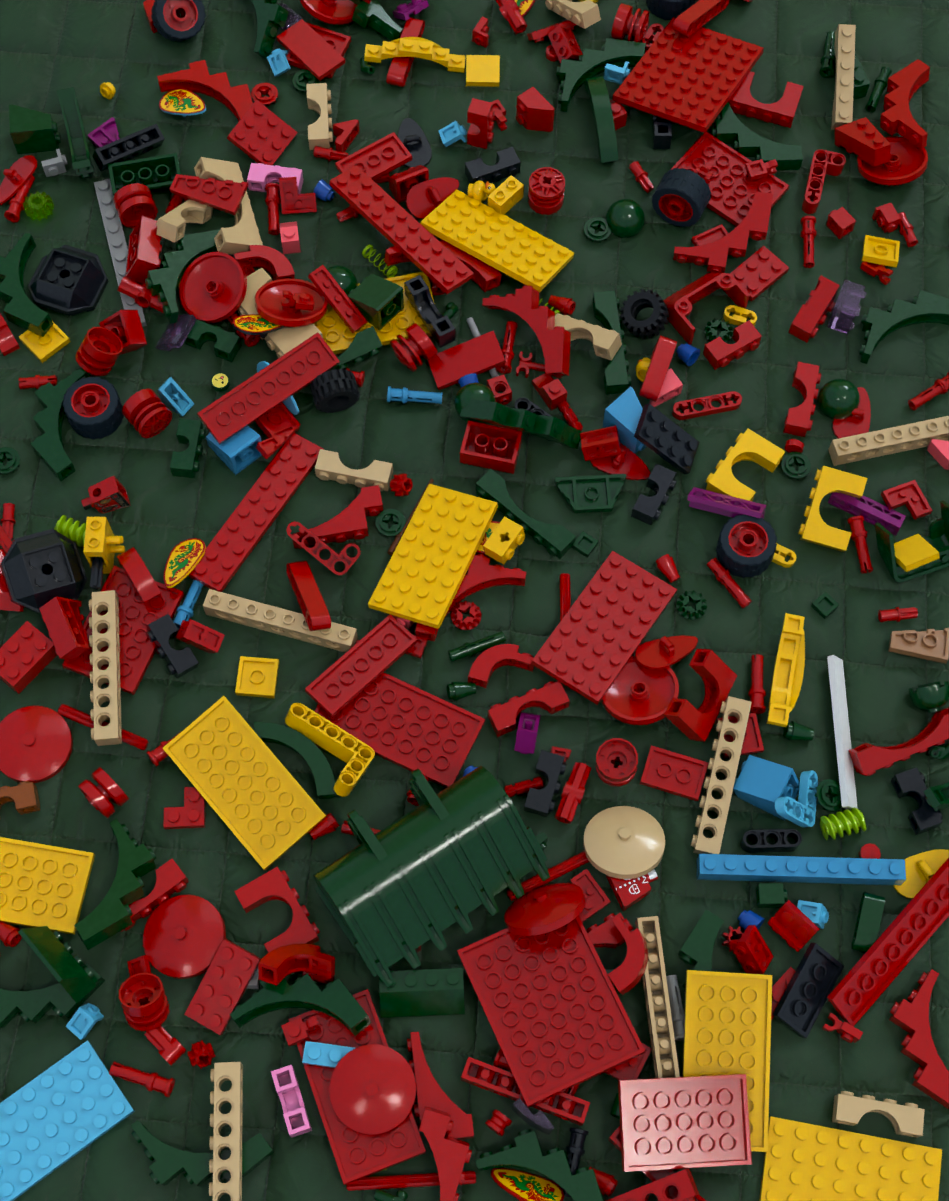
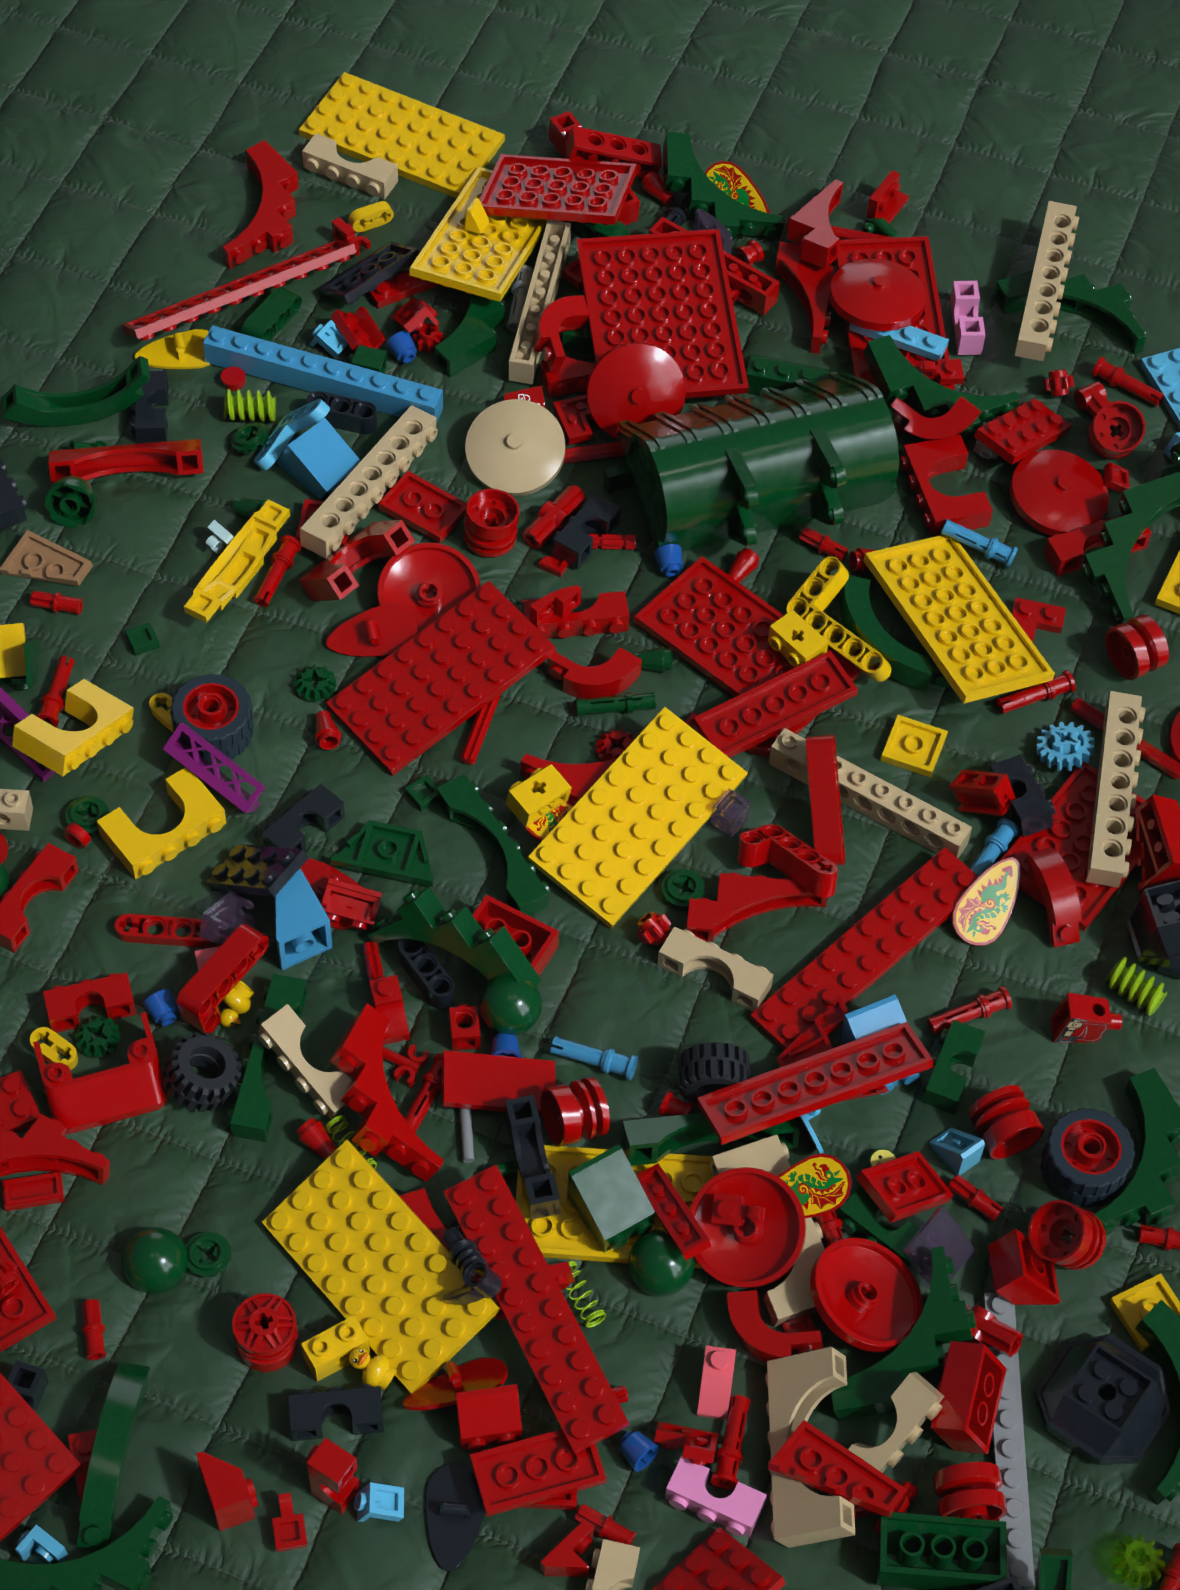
camera: 165 degrees left, 10 degrees down
(100, 548) = (1103, 934): yellow piece -> none
(154, 704) = (1065, 746): none -> medium azure gear
(158, 373) = (975, 1198): none -> red axle
(176, 493) = (981, 1007): none -> red pin
(203, 359) = (904, 1186): none -> red plate
(232, 862) = (990, 547): none -> dark azure pin
(362, 730) = (796, 639): none -> yellow brick
(371, 576) = (730, 812): none -> clear purple brick
(397, 538) = (677, 861): reddish brown piece -> none
(434, 224) = (478, 1277): none -> black piece
(527, 733) = (592, 582): magenta slope -> none
(540, 696) = (559, 602): none -> red slope
(672, 405) = (225, 918): none -> clear purple hinge
(681, 197) = (56, 1240): black wheel -> none
(725, 578) = (258, 699): red pin -> none
(740, 1060) = (476, 217): none -> yellow slope
(808, 699) = (220, 538): none -> light aqua tile
(835, 1061) = (371, 216): none -> yellow beam
(842, 732) = (199, 496): white tile -> none

